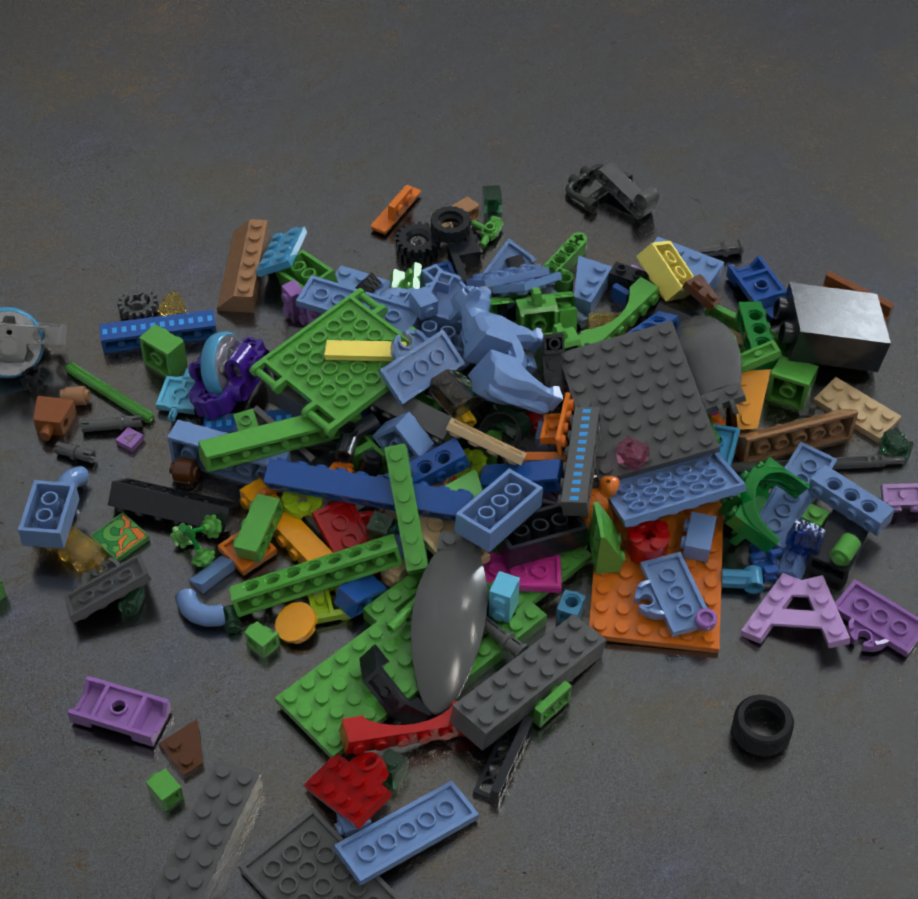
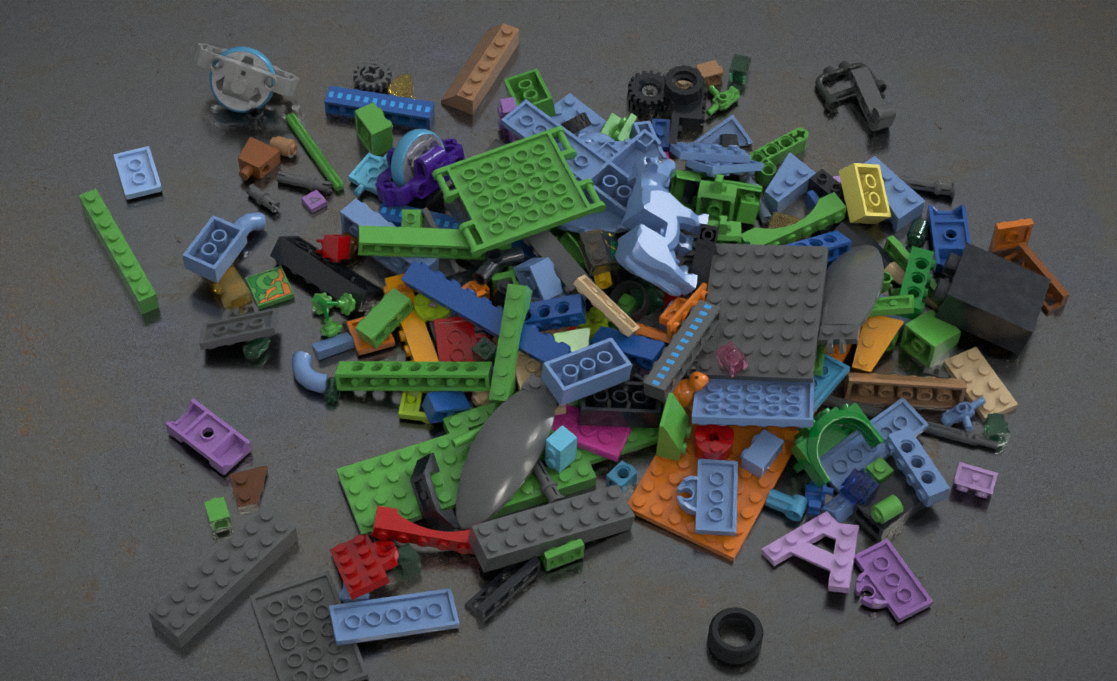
camera: 20 degrees right, 5 degrees up
(174, 475) = (334, 247): none -> red brick
(261, 639) = (348, 416): bright green brick -> none
(281, 251) = (518, 63): dark azure plate -> none
(296, 622) = (382, 411): light orange tile -> none
(359, 350) = (537, 188): light yellow tile -> none
(395, 209) = (646, 51): orange bracket -> none
(418, 363) = (576, 215): medium blue plate -> none
(423, 303) = (612, 158): medium blue brick -> none
(702, 292) = (886, 224): reddish brown wing -> none
(705, 619) = (729, 528): medium lavender tile -> none
(728, 292) = (917, 231): none -> brick
(815, 267) = (1009, 234): none -> orange plate
(857, 439) = (962, 413): none -> medium blue piece

